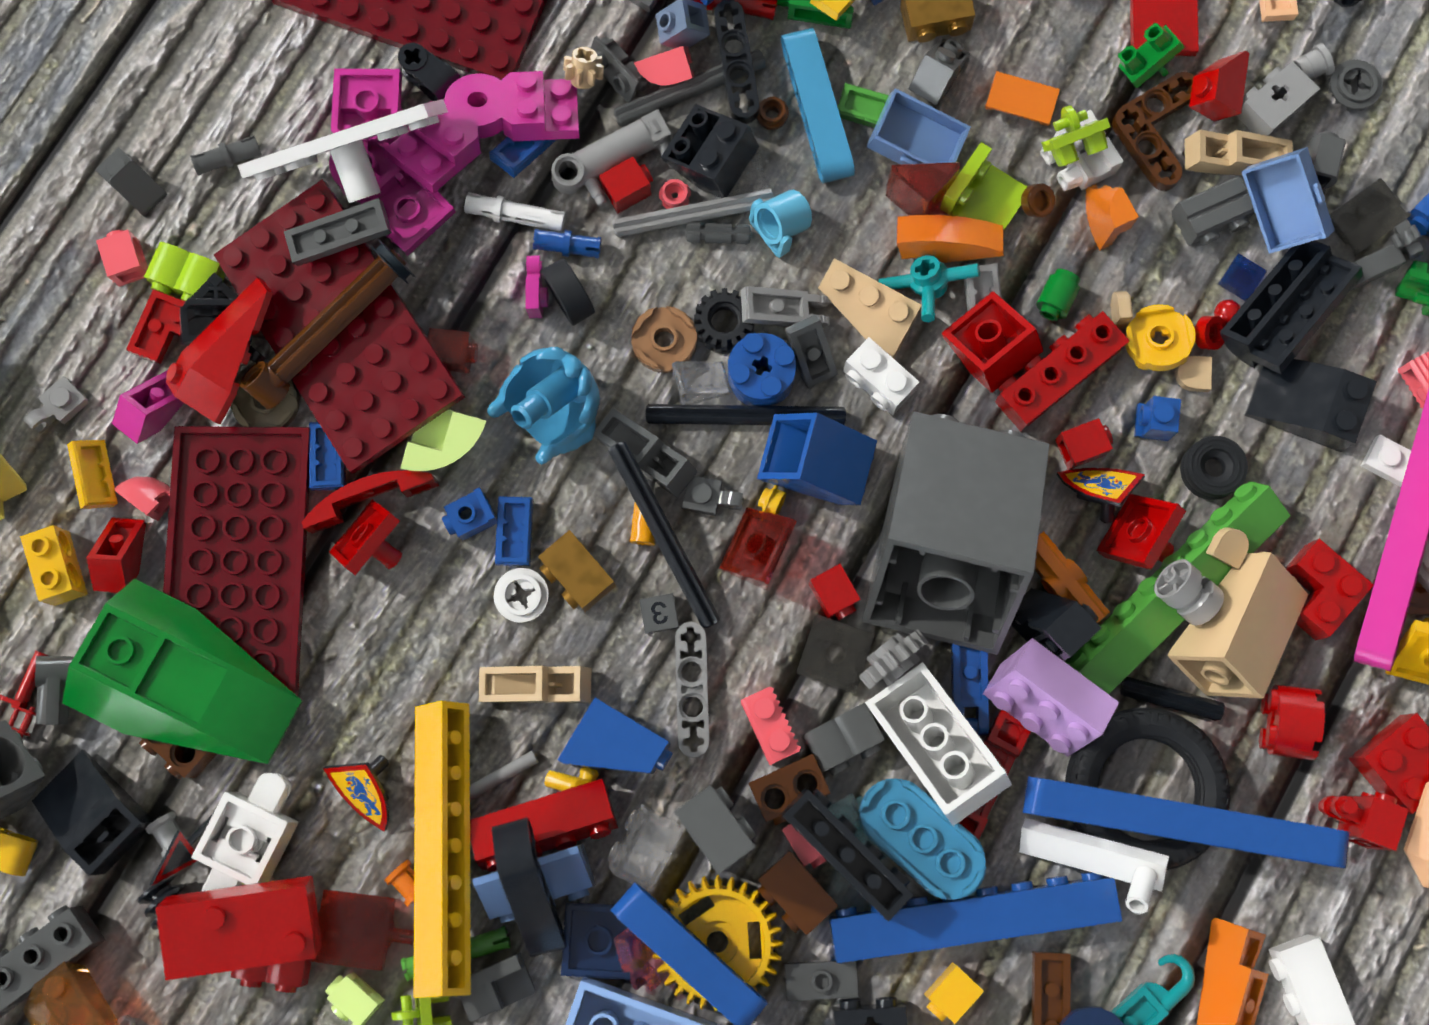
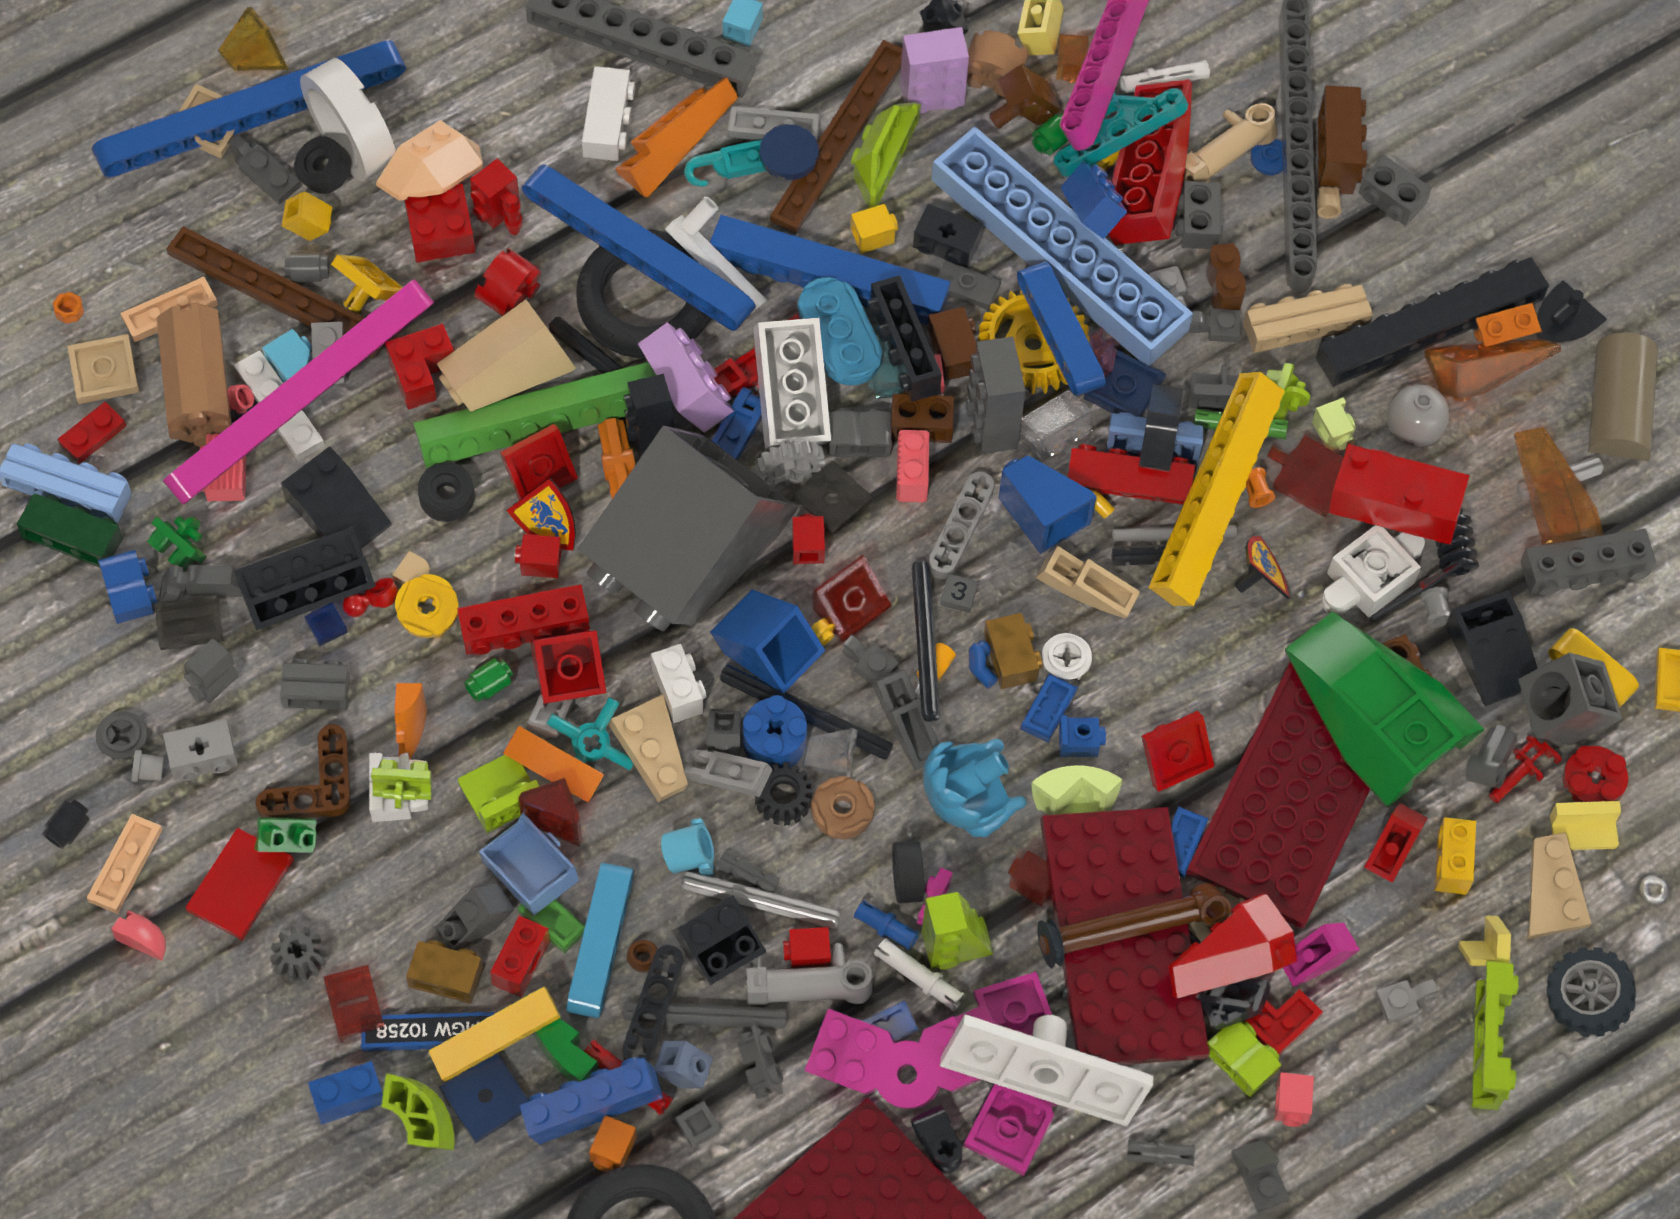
camera: 160 degrees left, 15 degrees down
(92, 474) = (1394, 920): yellow plate -> none
(146, 494) = (1355, 884): coral brick -> none
(328, 512) = (1203, 792): red slope -> none
(337, 232) = (1088, 994): dark grey plate -> none
(493, 247) = (953, 931): none -> lime wedge
(497, 745) = (1136, 555): none -> black axle
(583, 67) = (788, 1070): tan gear -> none
(604, 544) = (977, 663): none -> blue arm
(667, 67) = (718, 1038): coral brick -> none
(674, 186) = (763, 918): coral plate -> none
(879, 52) = (520, 956): none -> red brick
(1022, 98) = (418, 857): orange hinge -> none
(1038, 200) = (456, 767): reddish brown tile -> none
(1121, 309) = (443, 644): tan tile -> none
(1157, 418) = (468, 546): blue brick -> none
(1189, 592) = (537, 391): light grey wheel -> none
(1220, 87) = (240, 784): red slope -> none
(1229, 546) = (482, 415): tan tile -> none
(1231, 153) = (262, 724): tan slope -> none
(1288, 200) = (259, 647): medium blue container -> none

